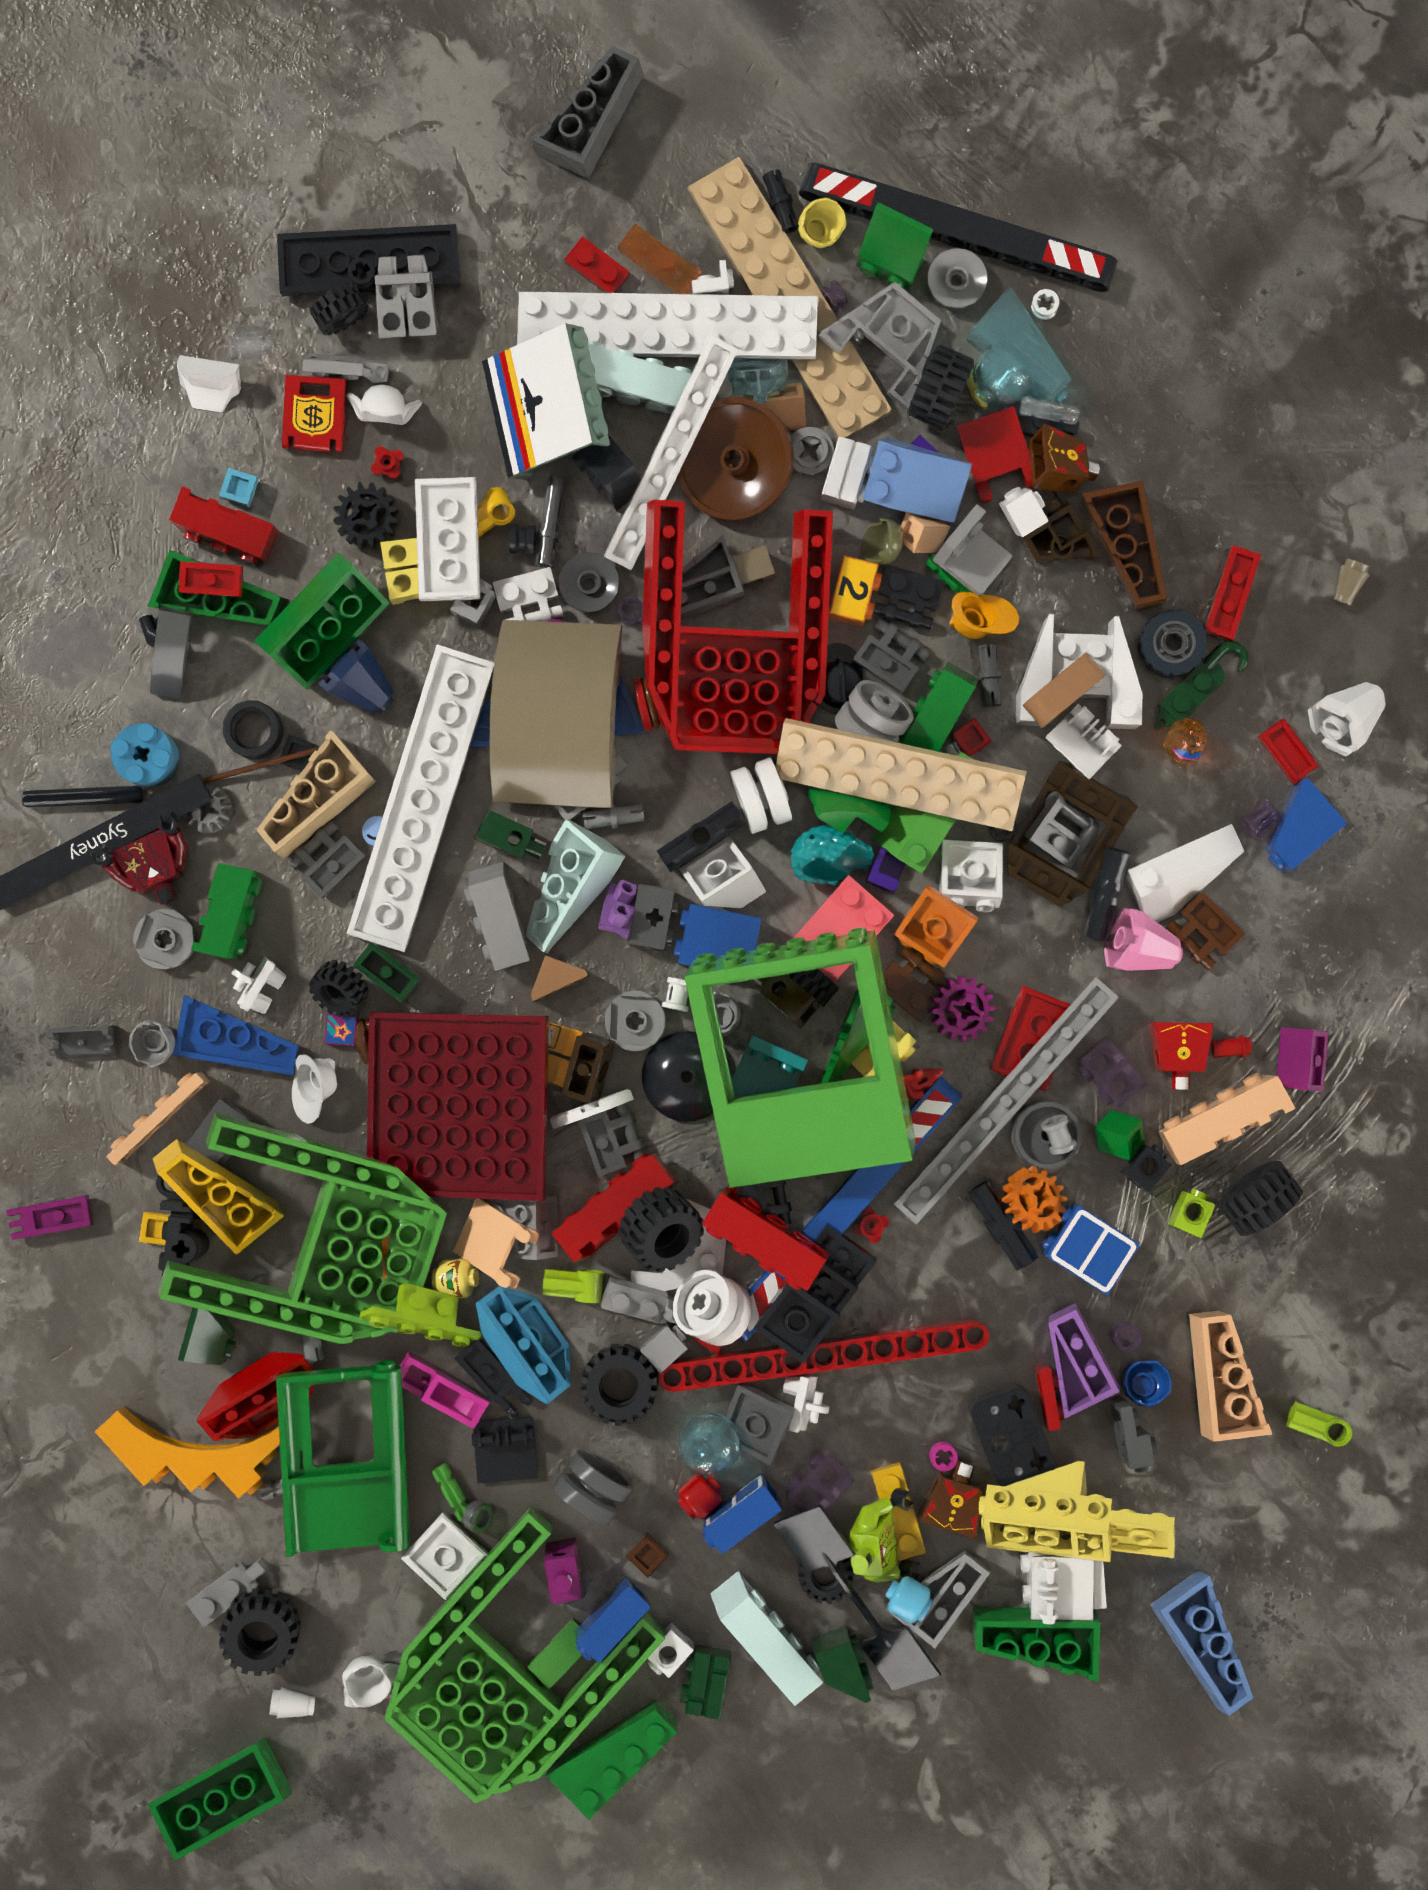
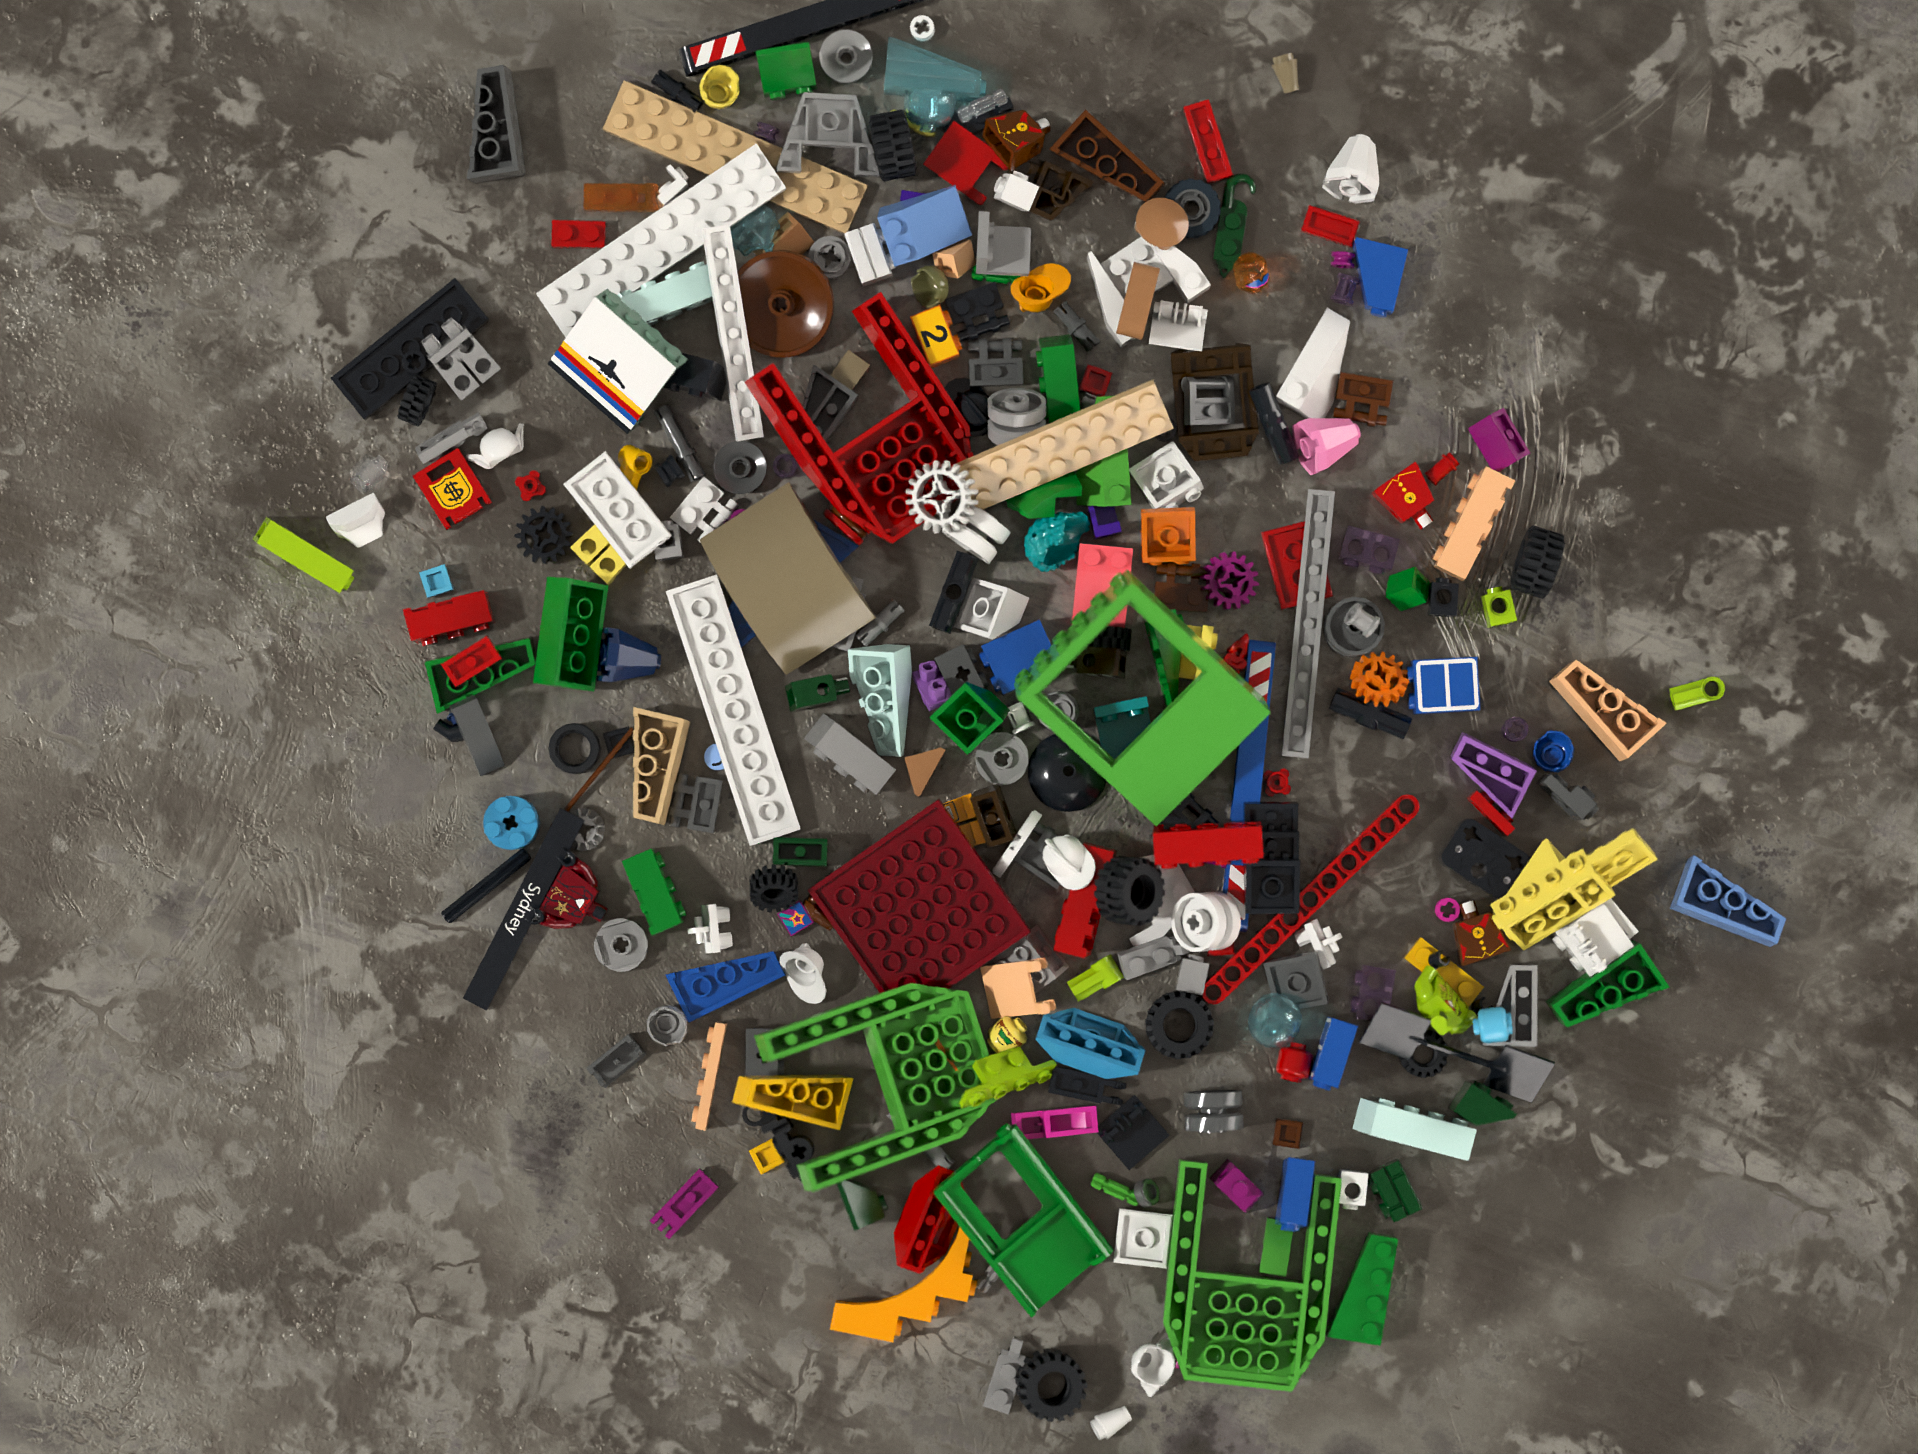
camera: 35 degrees left, 0 degrees up
(134, 375) = (304, 555): none -> lime slope
(625, 1161) = (1069, 861): none -> white piece
(632, 960) = (970, 716): none -> green slope
(756, 728) = (941, 485): none -> white gear
(1137, 635) = (1162, 222): none -> medium nougat dish
(1278, 790) = (1342, 260): none -> magenta bush

